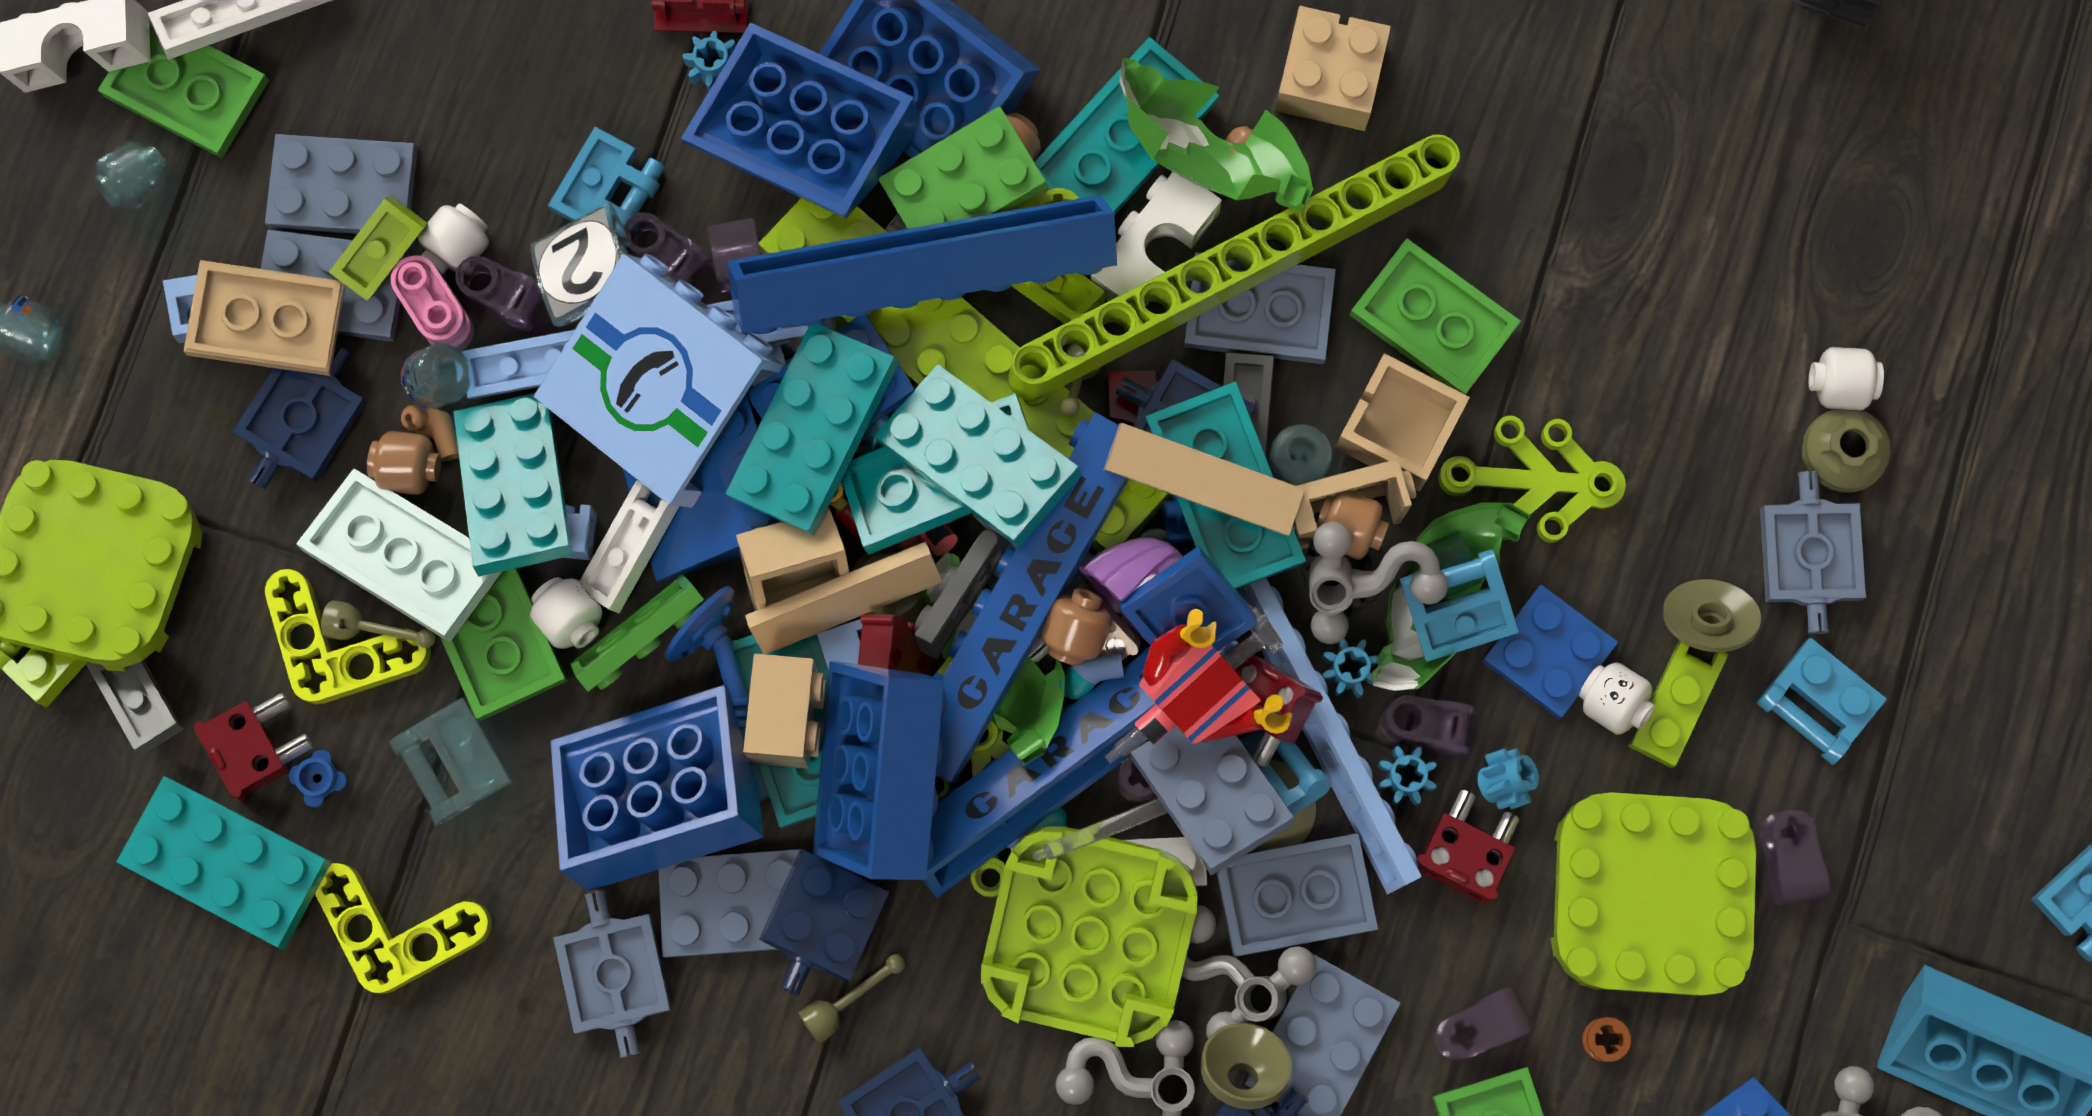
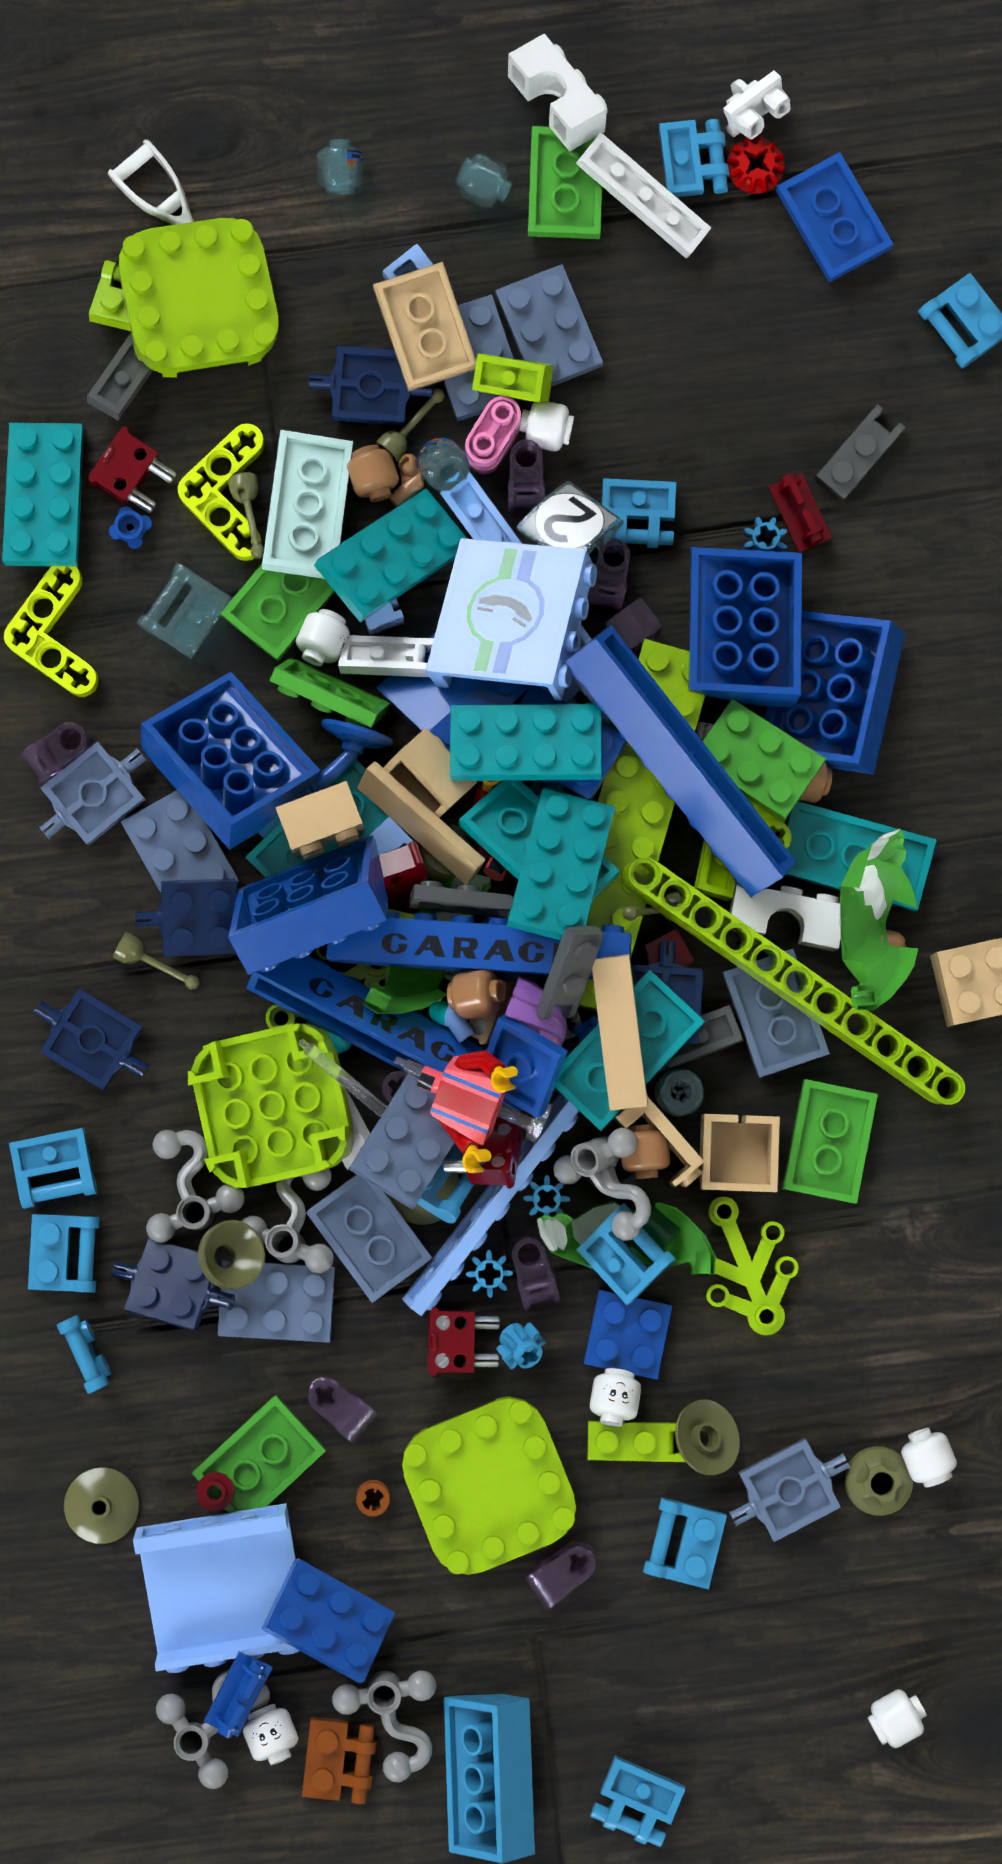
camera: 60 degrees right, 5 degrees up
(380, 419) = (396, 442): none -> olive hinge
(540, 997) = (54, 752): none -> clear purple piece
(1107, 499) = (570, 971): none -> dark grey hinge

